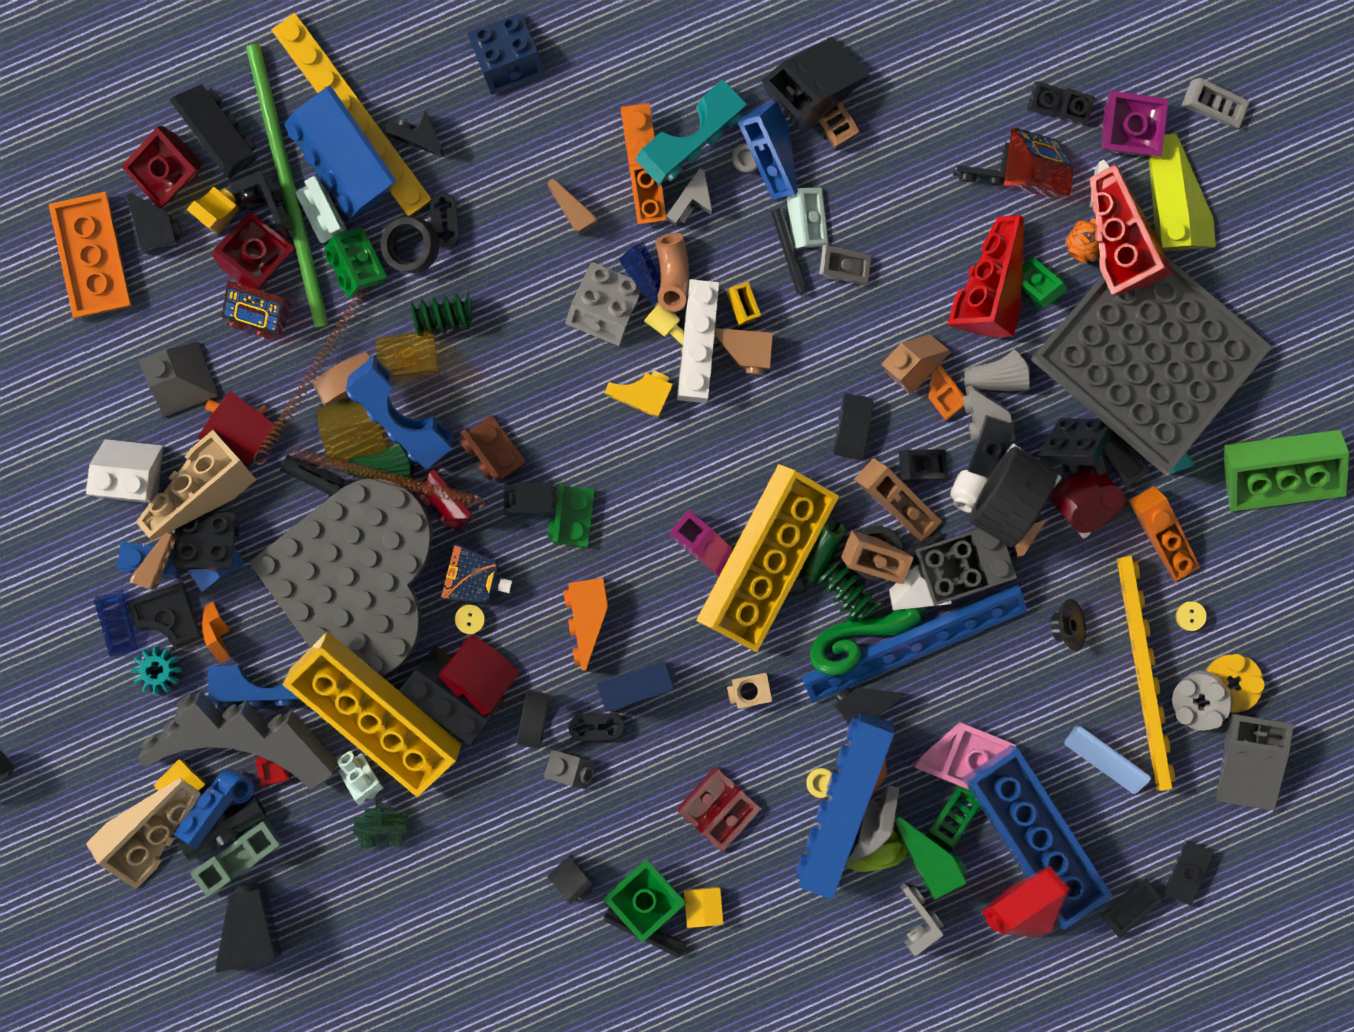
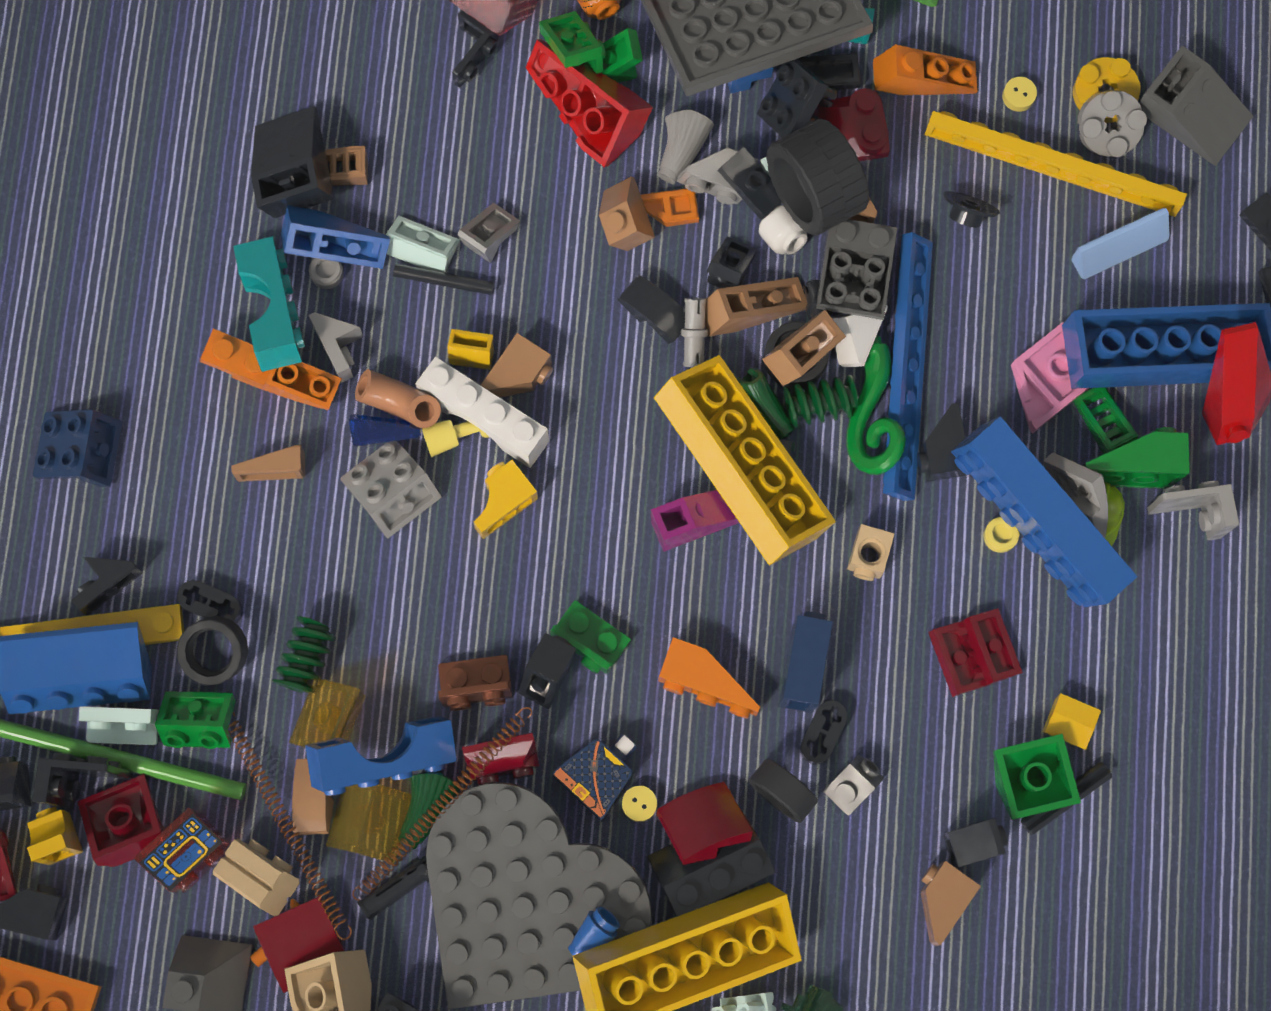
camera: 65 degrees left, 10 degrees down
(265, 372) = (256, 877): none -> tan brick
(356, 638) = (595, 930): none -> blue cone
(521, 879) = (945, 899): none -> medium nougat slope
(849, 466) = (694, 331): none -> light grey pin
(1031, 244) = (573, 41): none -> green bracket

